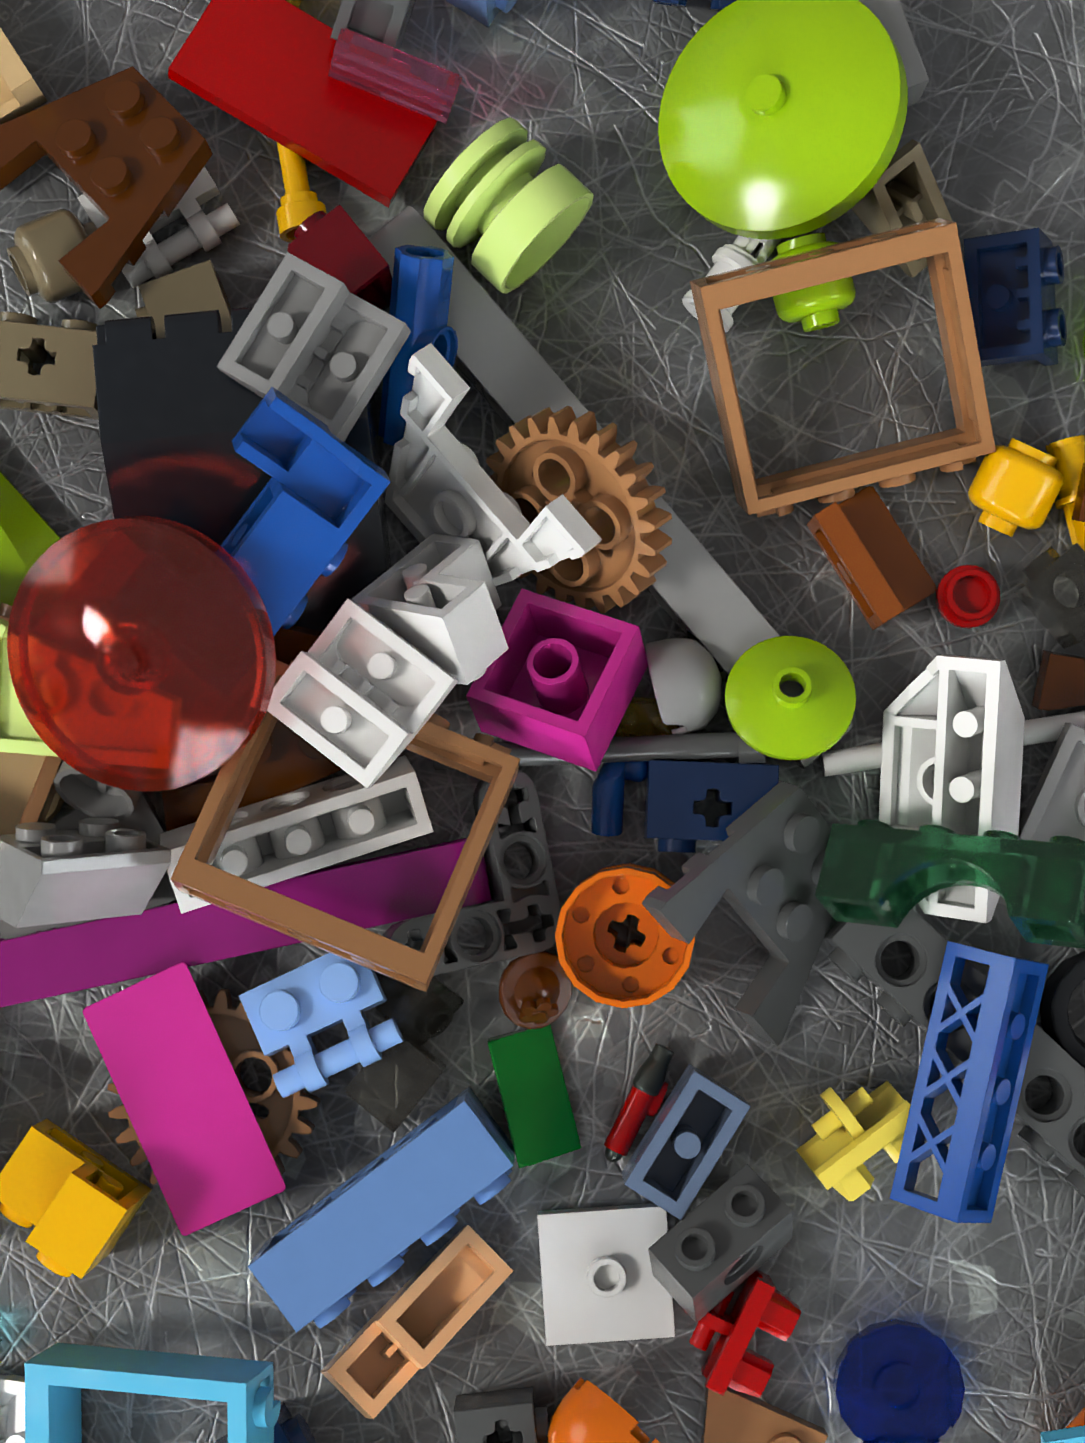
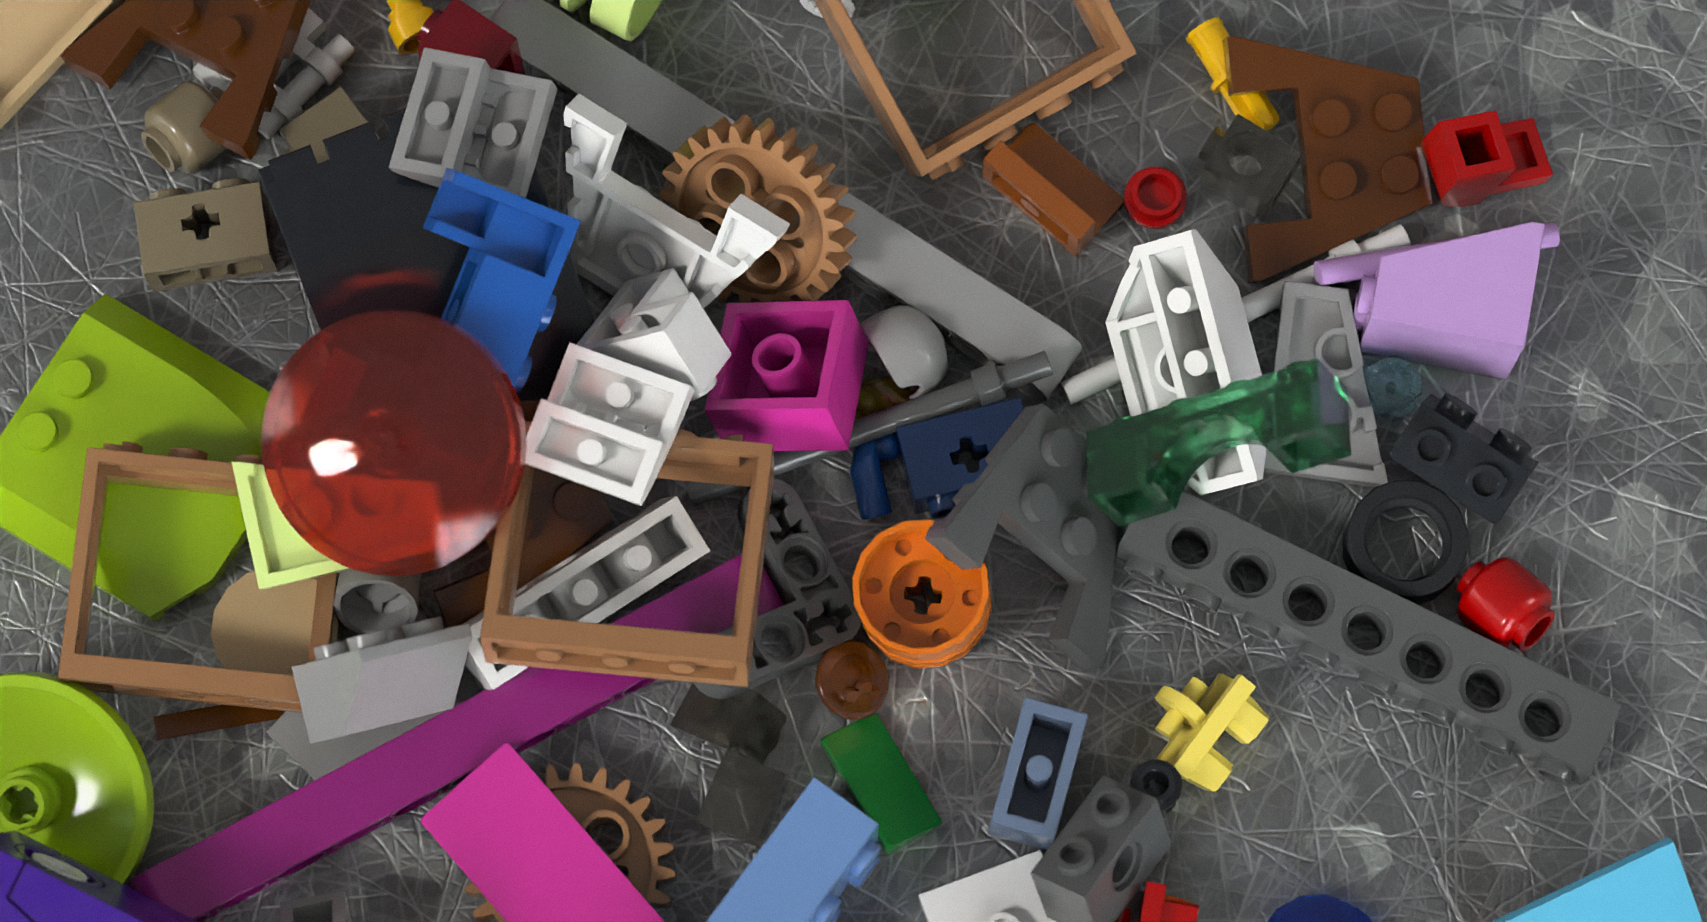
camera: 15 degrees left, 10 degrees down
(309, 1002) = (642, 743): light blue plate -> none
(422, 301) = (554, 53): blue piece -> none
(642, 1101) = (987, 760): piece -> none
(783, 724) = (1016, 350): lime dish -> none
(807, 1196) = (1163, 774): none -> black pin
(990, 1087) = (1300, 628): blue fence -> none
(1015, 487) = (1167, 82): yellow head -> none

